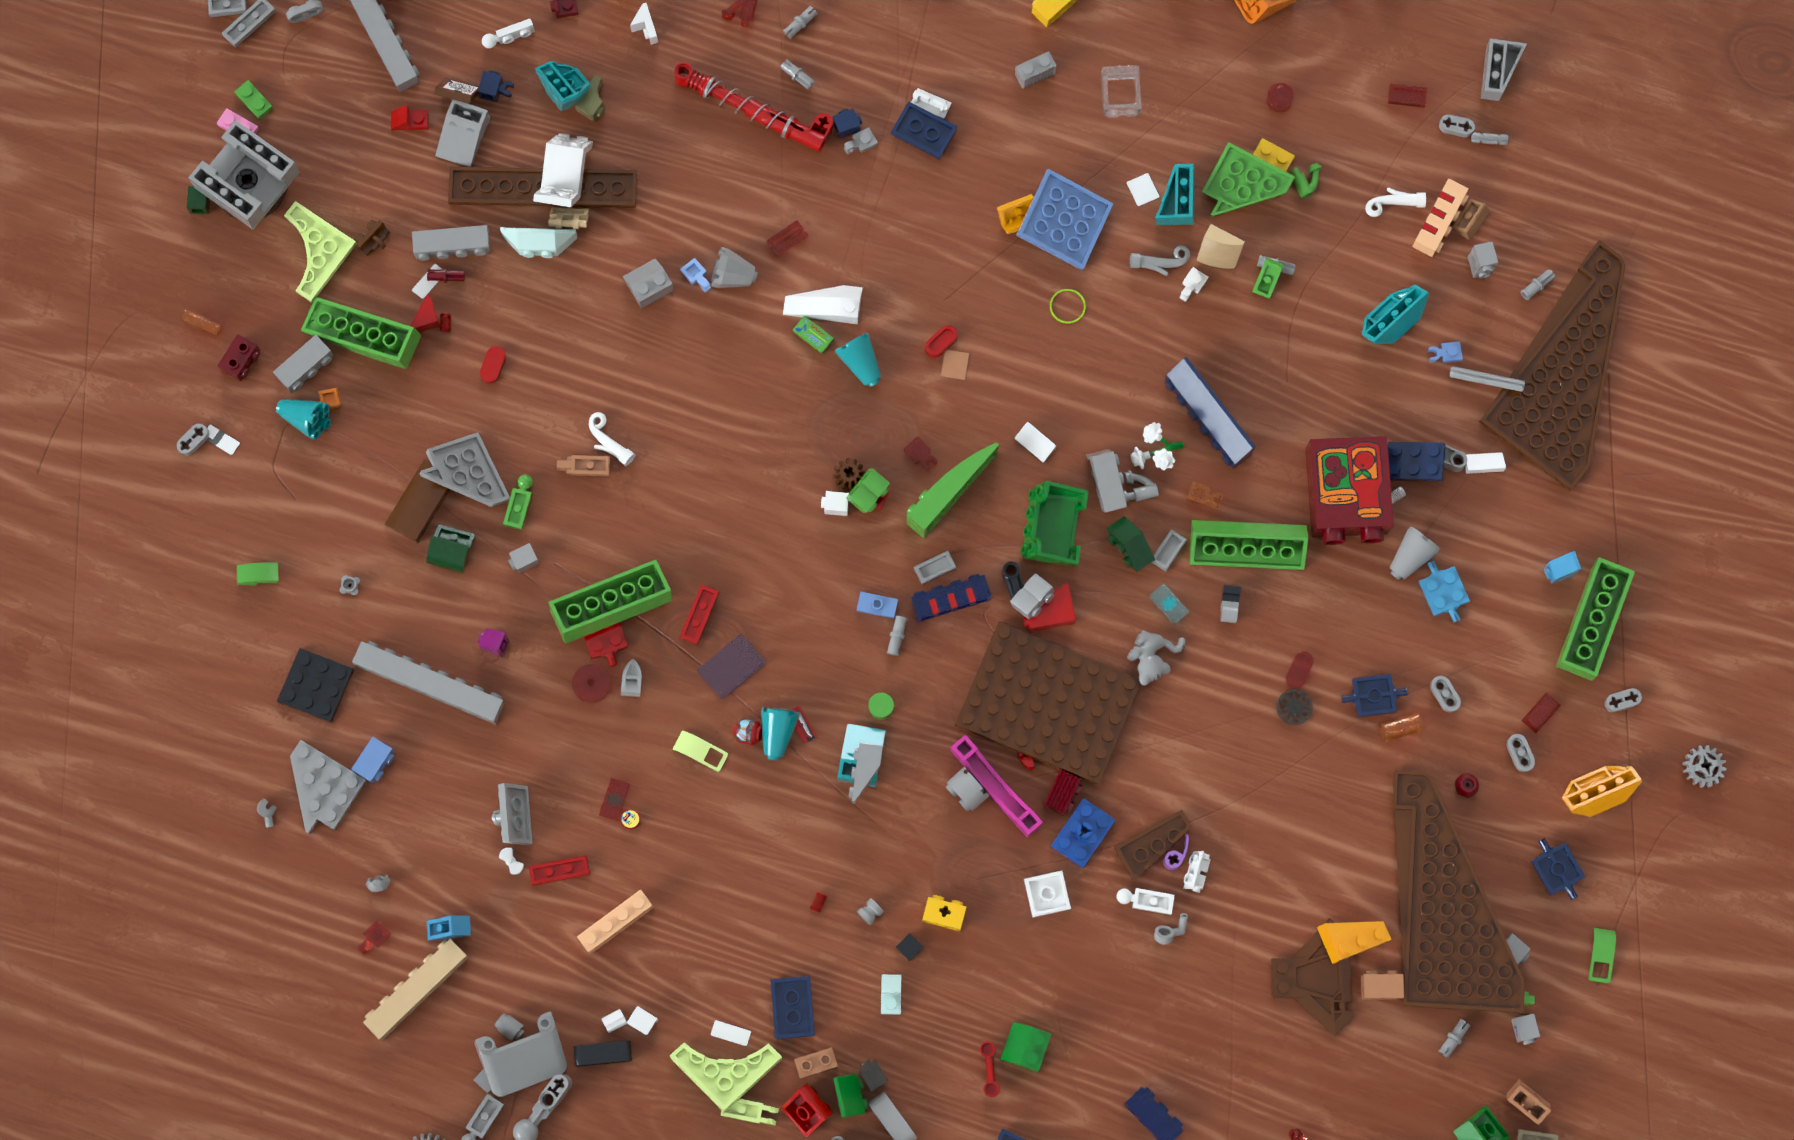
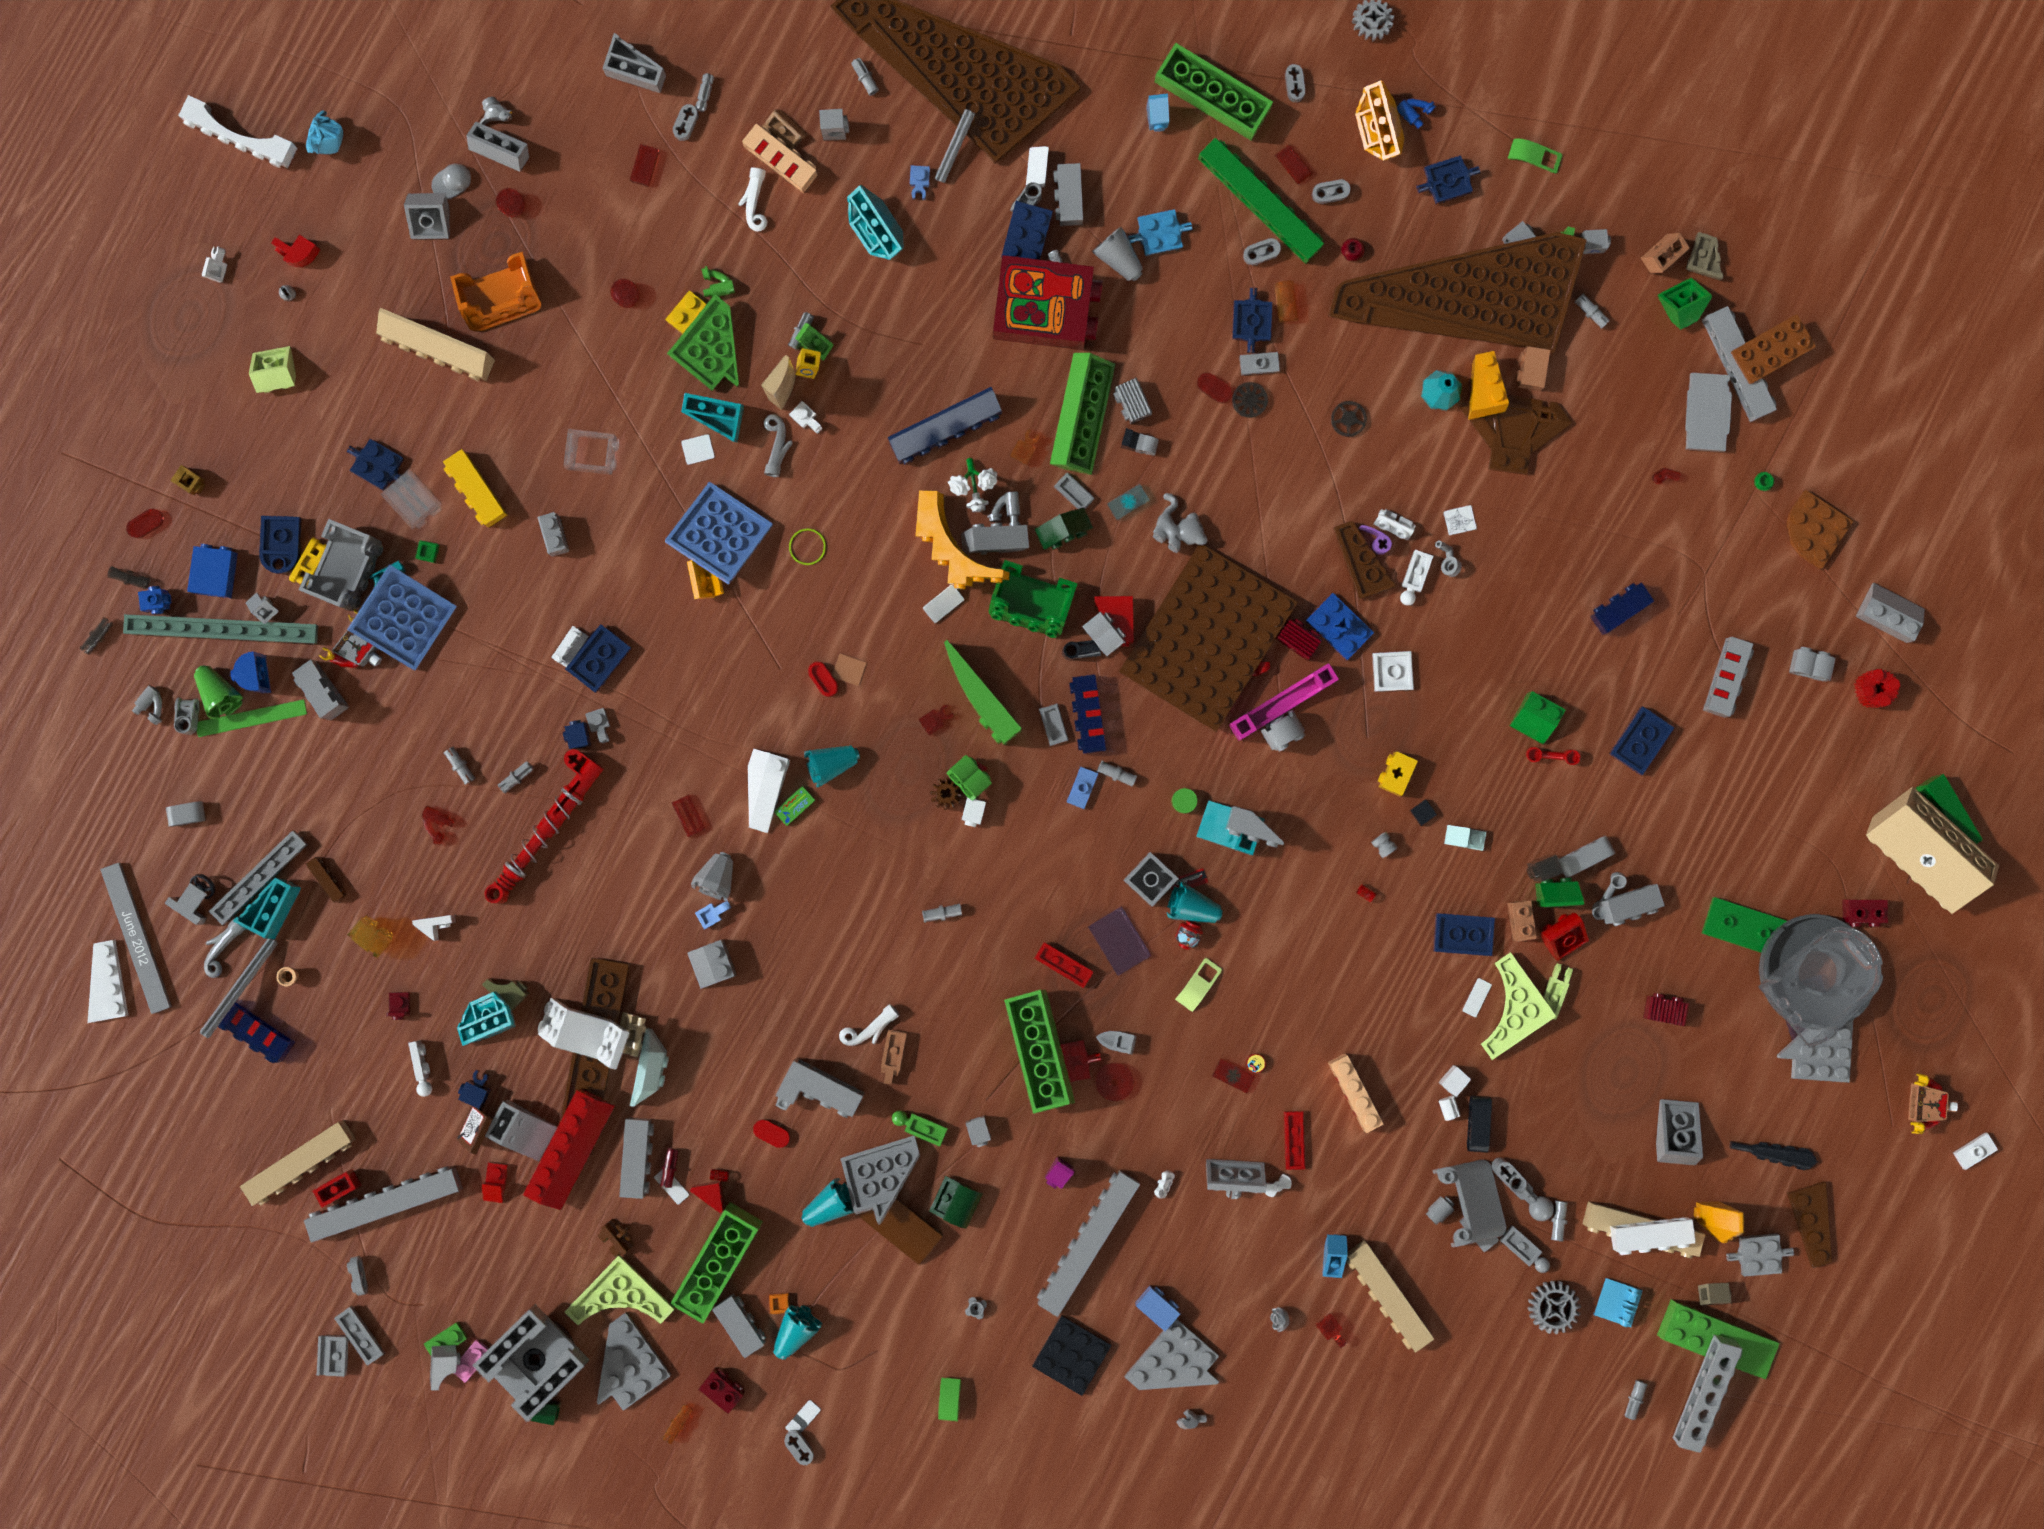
camera: 85 degrees left, 10 degrees up
(233, 98) = (442, 1364): none -> light grey arch
(252, 270) = (629, 1364): none -> light grey wing
(431, 427) = (828, 1205): none -> teal cone
(450, 178) = (568, 1149): none -> red slope
(496, 748) = (1164, 1184): none -> white piece
(547, 391) = (818, 1085): none -> light grey hinge
(731, 489) = (942, 913): none -> light grey pin
(797, 683) = (1150, 879): none -> light grey brick
(1106, 420) = (933, 529): none -> light orange arch
(1213, 938) = (1460, 520): none -> white sticker
(1245, 274) = (808, 363): none -> yellow brick
(1270, 591) = (1132, 401): none -> light grey brick
(1294, 808) = (1349, 418): none -> clear smoke wheel
(1332, 710) = (1259, 363): none -> light grey plate
(1336, 902) = (1441, 390): none -> teal cone
(1462, 496) = (1069, 194): none -> light grey brick
(1496, 684) = (1261, 200): none -> green brick
(1620, 815) = (1407, 111): none -> blue plant

